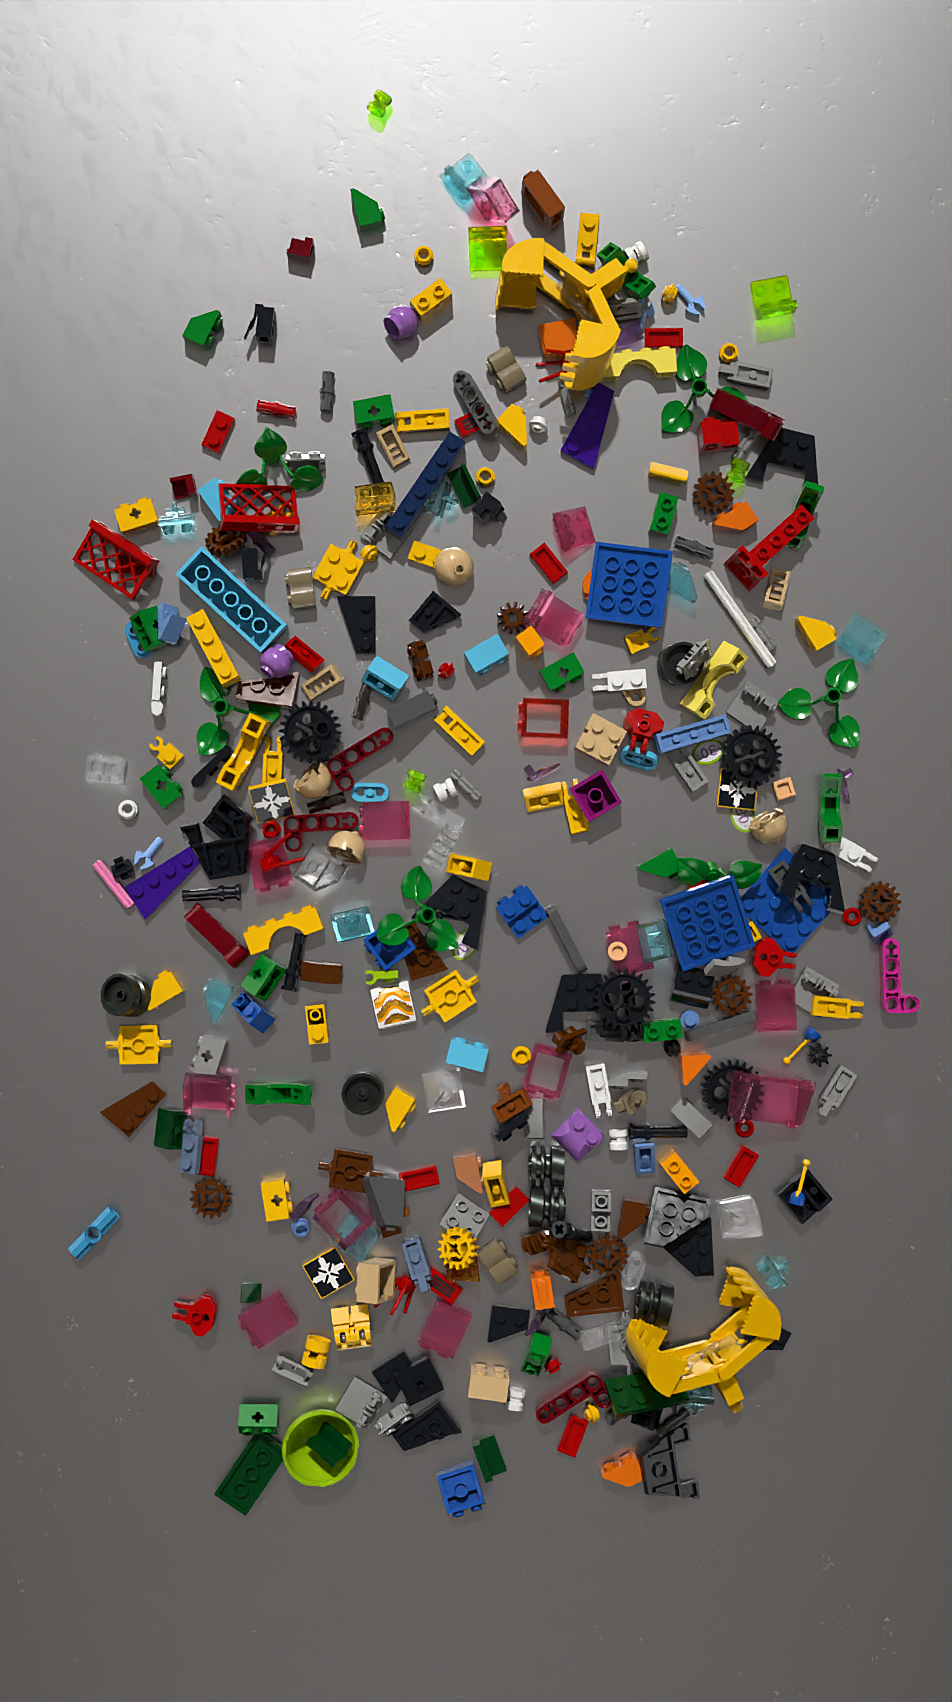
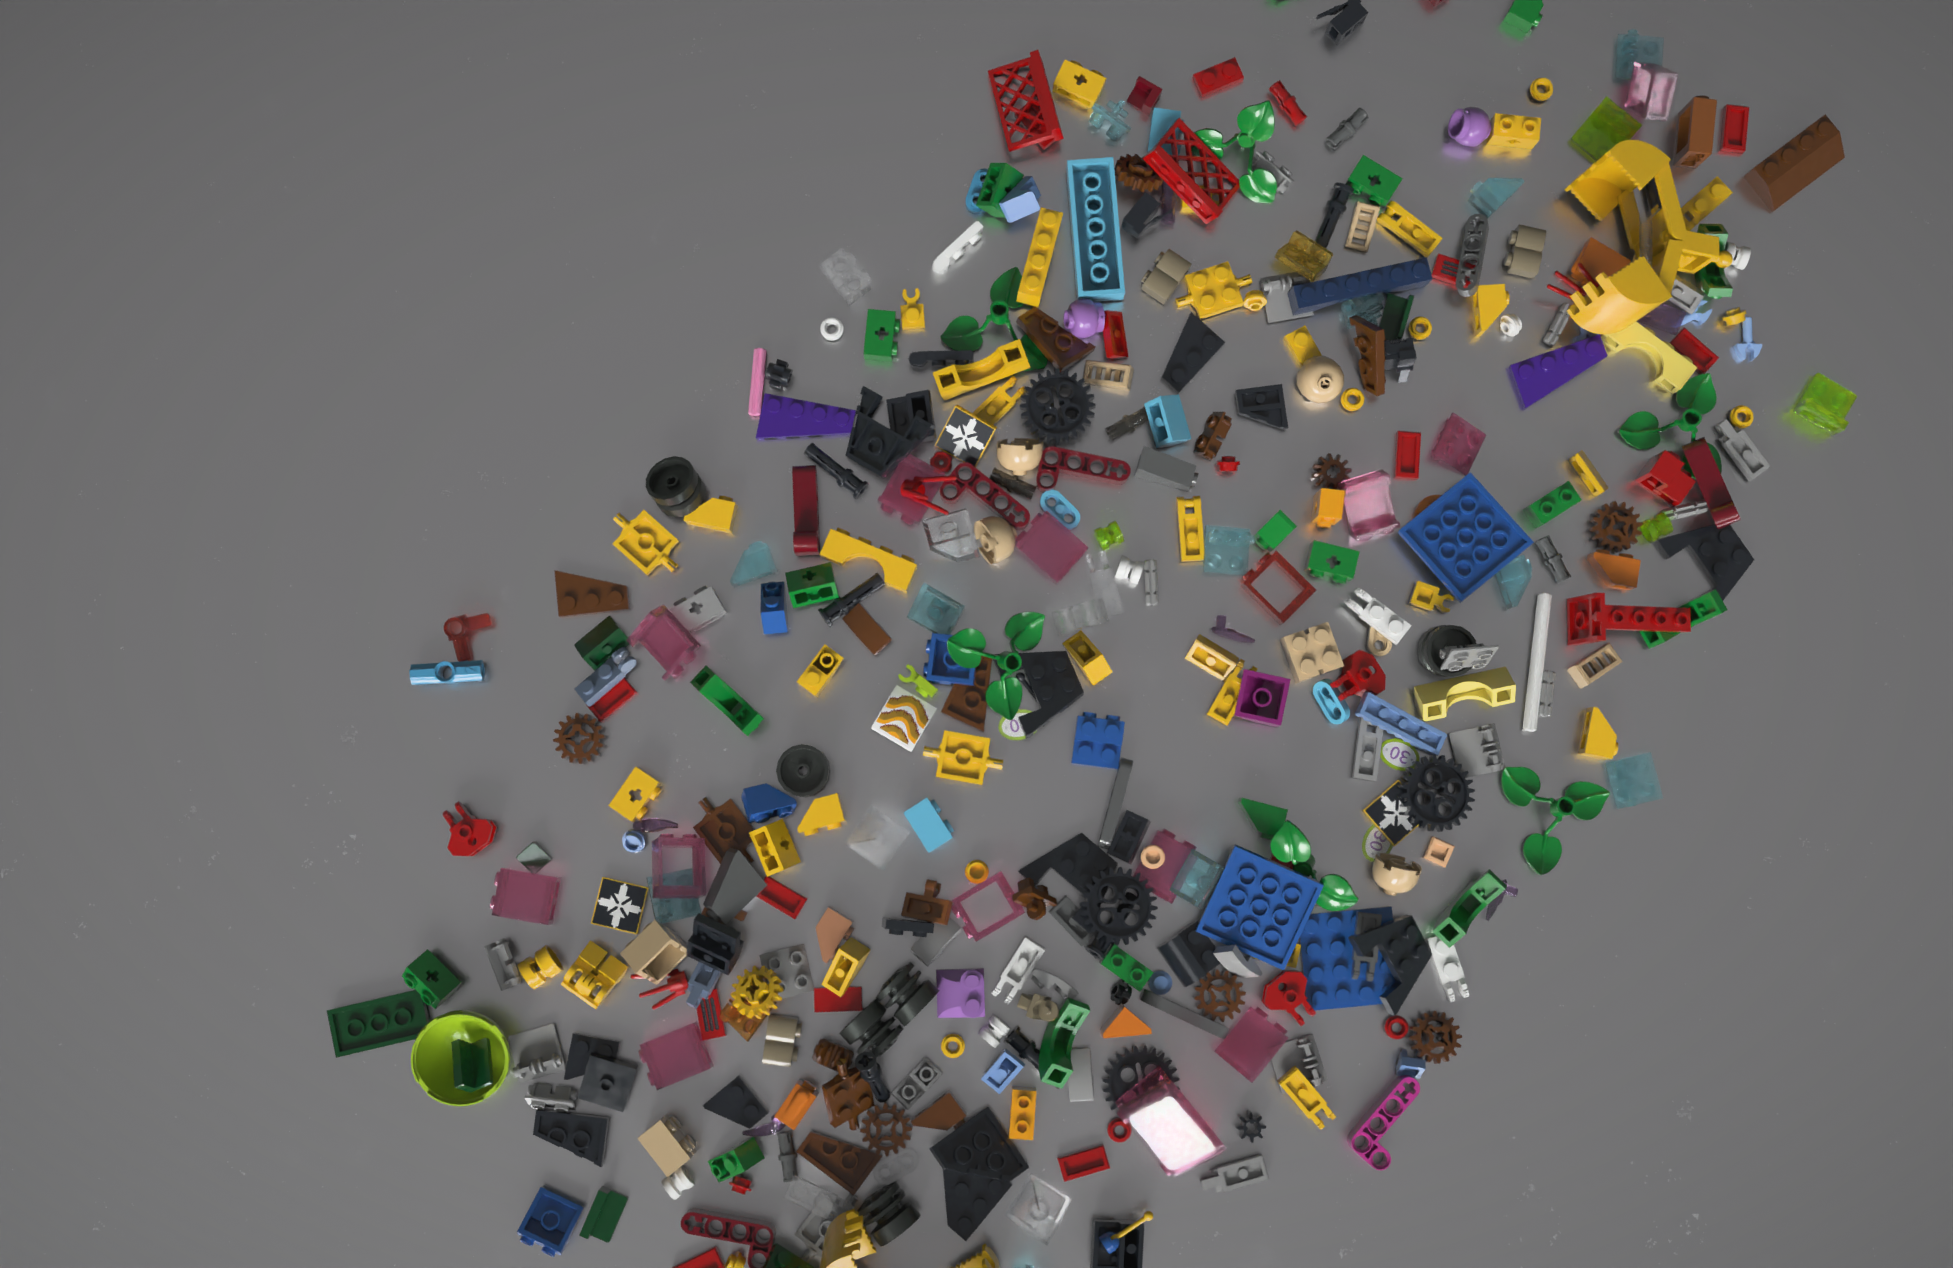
camera: 45 degrees right, 5 degrees down
(79, 1193) = (468, 624): none -> clear red axle
(148, 853) = (812, 384): light blue bar -> none
(358, 1131) = (765, 802): none -> blue slope
(388, 1153) = (774, 847): none -> yellow brick
(406, 1243) = (714, 944): none -> black brick
(453, 351) = (1493, 193): none -> clear light blue slope
(465, 518) = (1371, 346): none -> reddish brown wing
(484, 553) = (1357, 394): none -> yellow plate
(487, 654) = (1278, 483): medium azure brick -> none
(493, 723) = (1227, 550): none -> clear light blue hinge
(511, 687) = (1274, 531): none -> green slope
(564, 171) = (1734, 128): none -> red tile
(592, 951) = (1129, 837): none -> black hinge
(601, 1176) = (952, 1053): none -> yellow plate
(622, 159) = (1797, 163): none -> reddish brown slope
(661, 1111) = (1057, 1042): none -> green arch
(811, 1035) = (1258, 1102): hinge -> none

